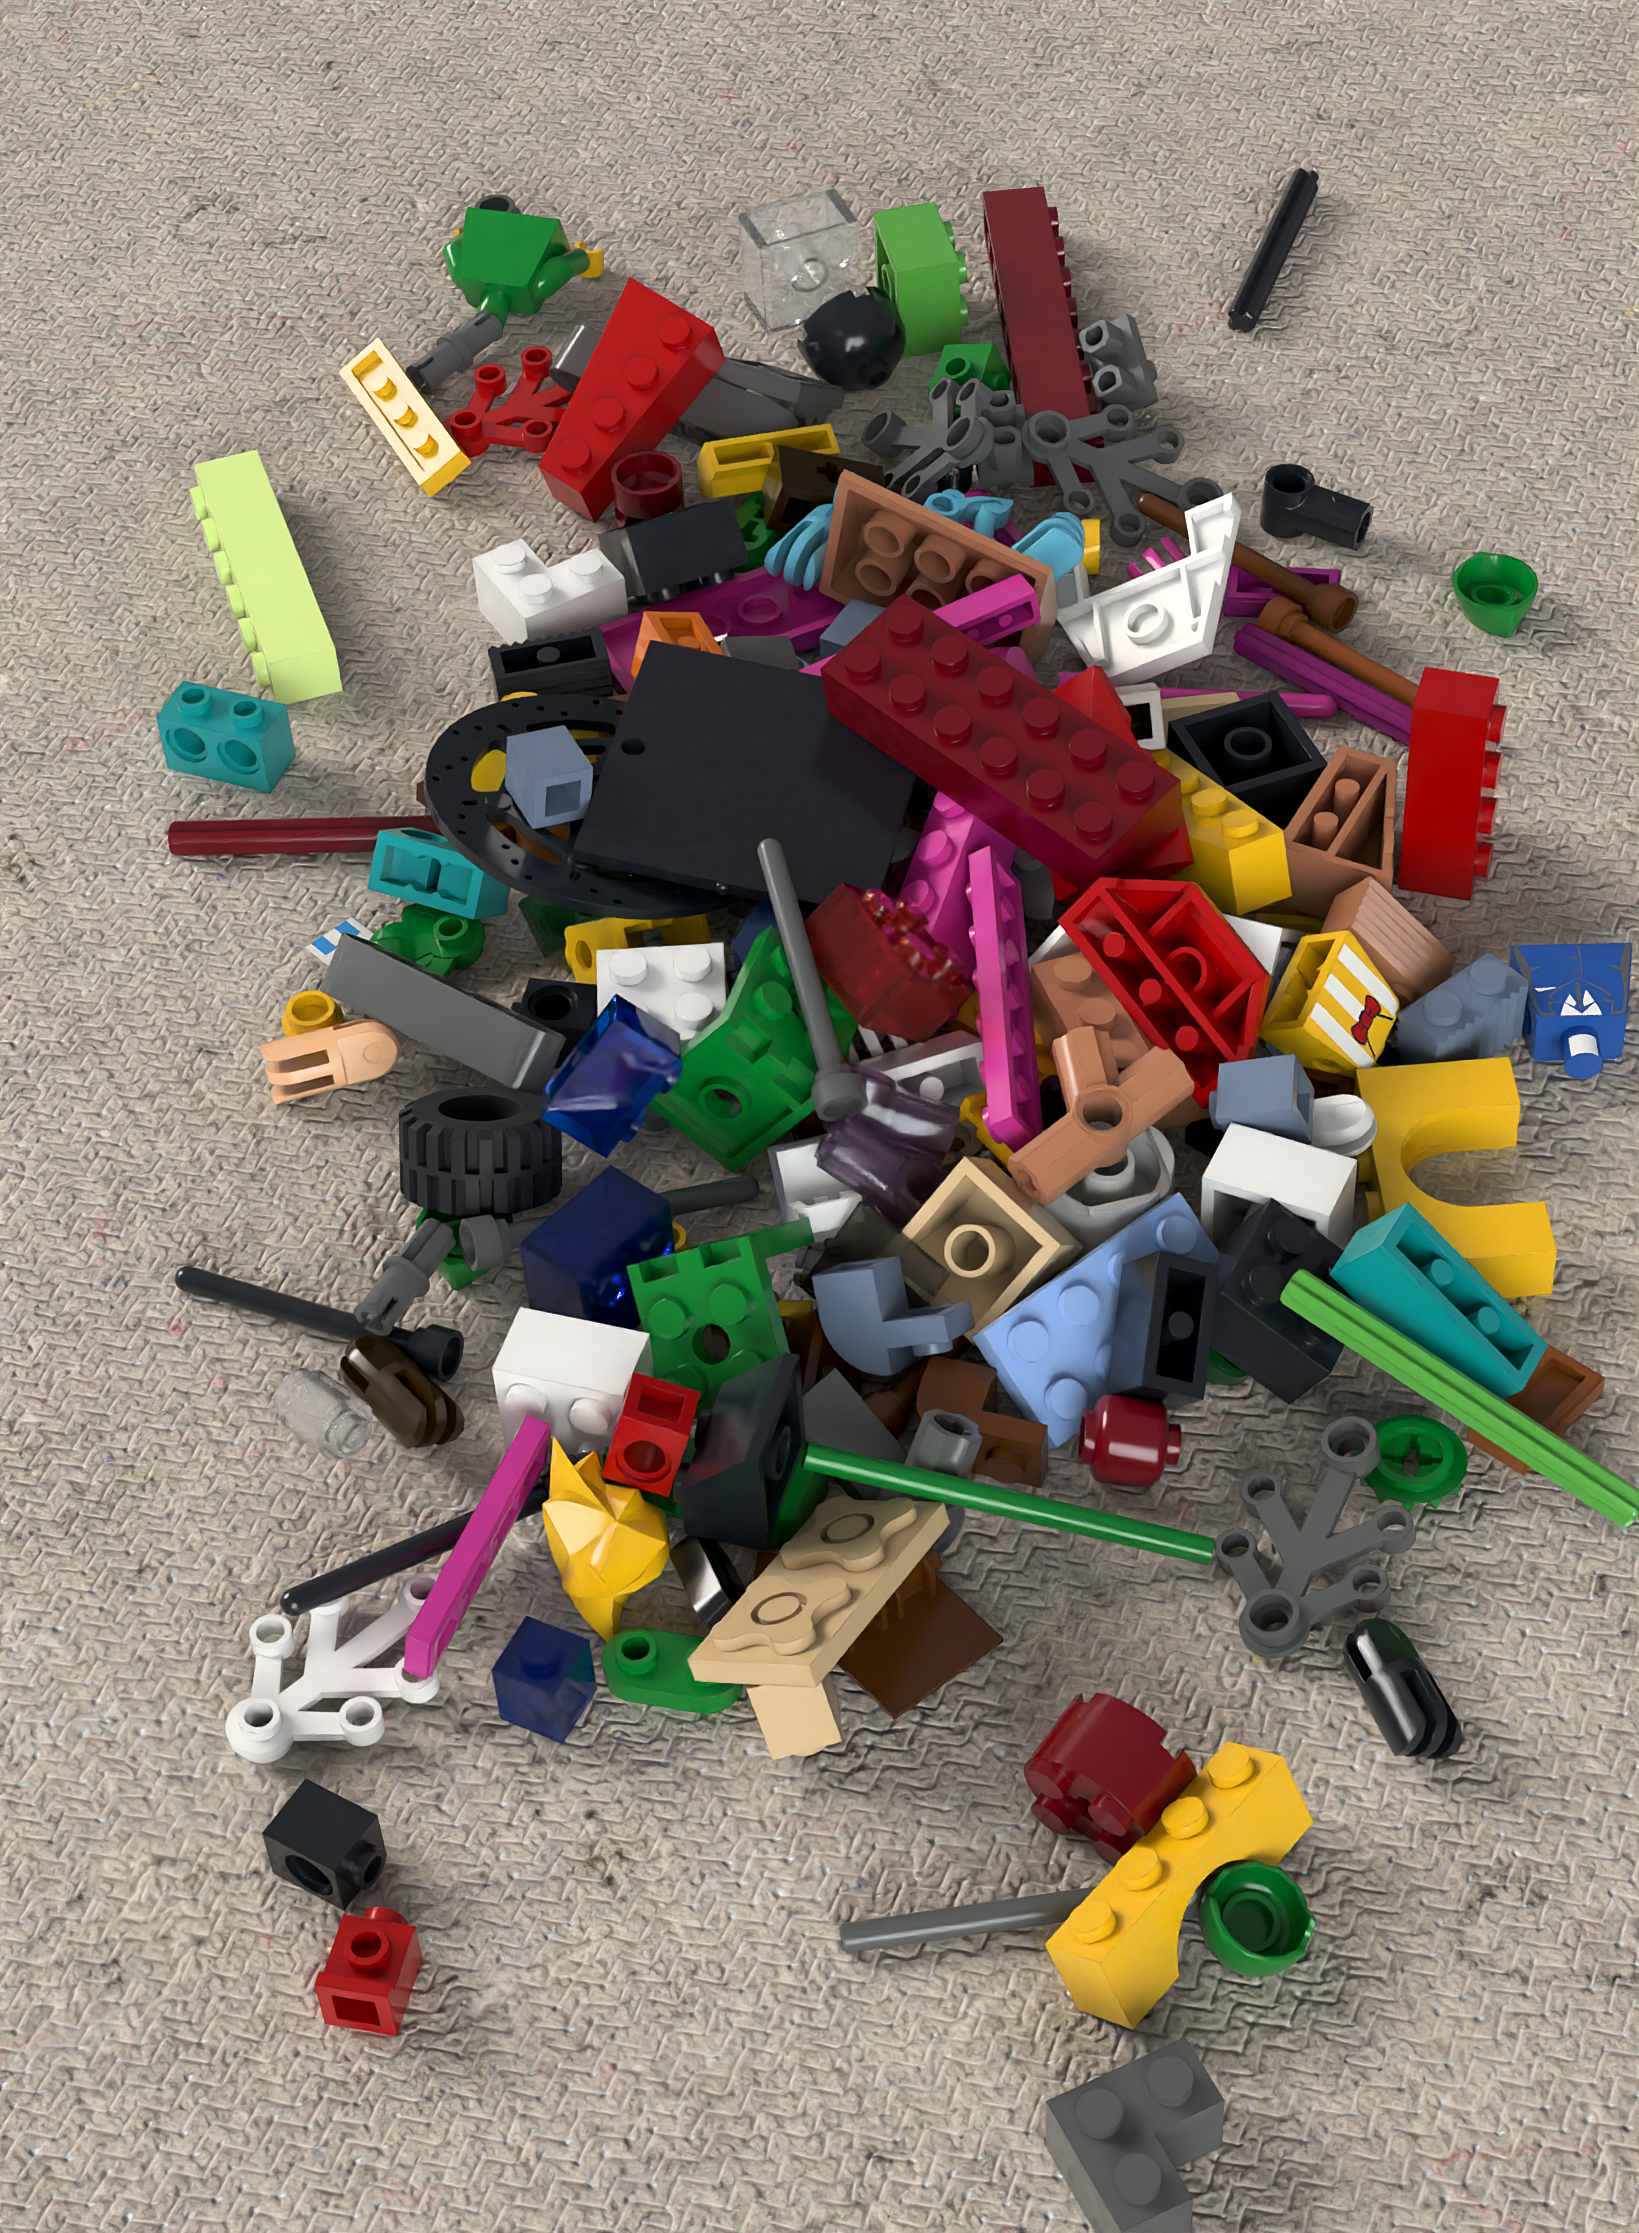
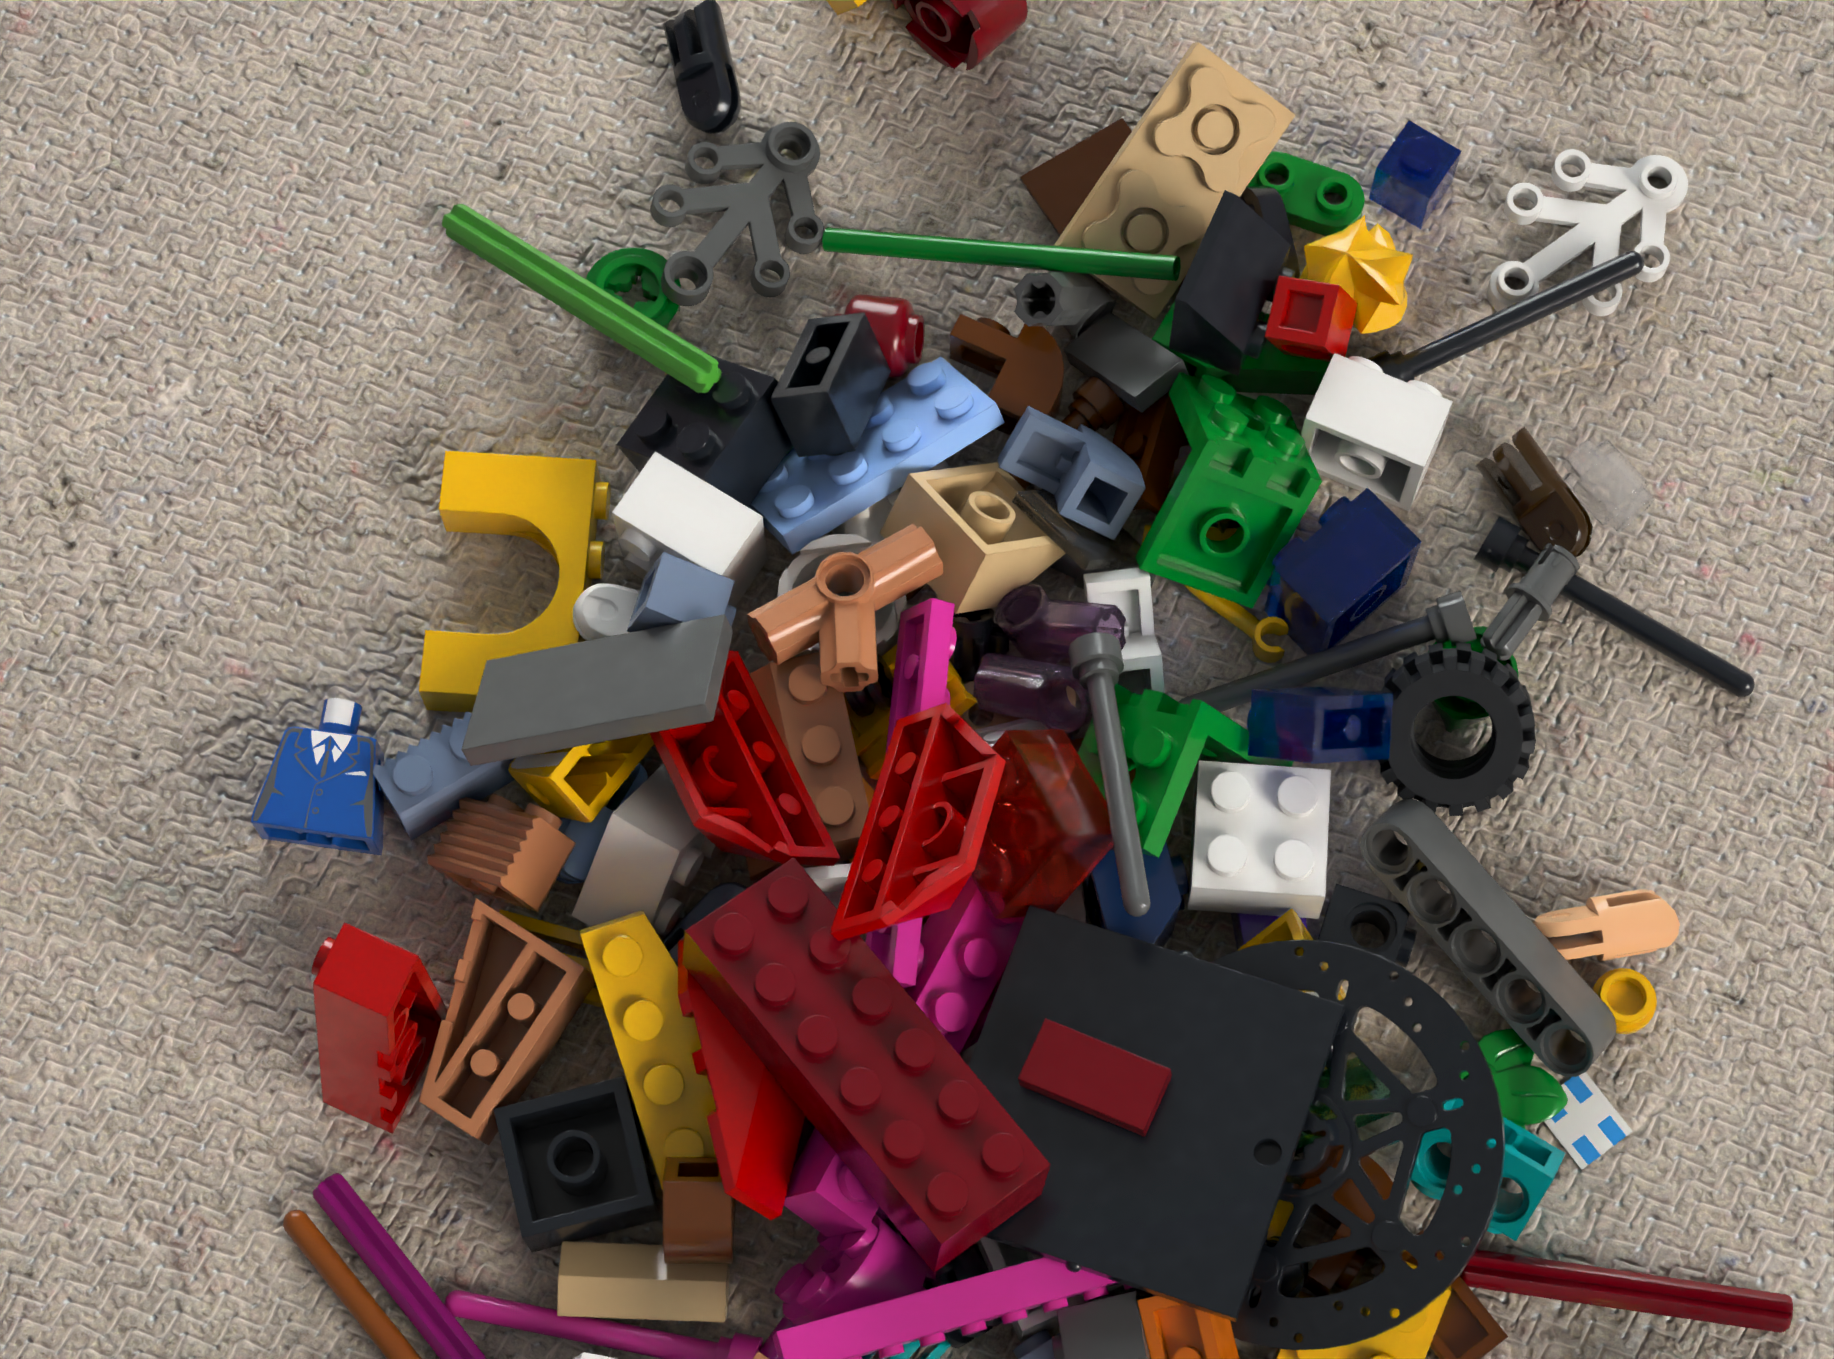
camera: 175 degrees left, 25 degrees up
(325, 1845) = (1600, 57): black brick -> none
(477, 1548) = (1469, 272): dark pink tile -> none
(548, 776) = (1366, 1109): sand blue brick -> none
(792, 780) = (1095, 1077): none -> dark red tile
(980, 873) = (920, 823): none -> red wedge
(1324, 1001) = (598, 690): none -> dark grey tile
(1438, 1300) = (578, 373): teal brick -> none
(1553, 1397) = (505, 341): dark orange tile -> none

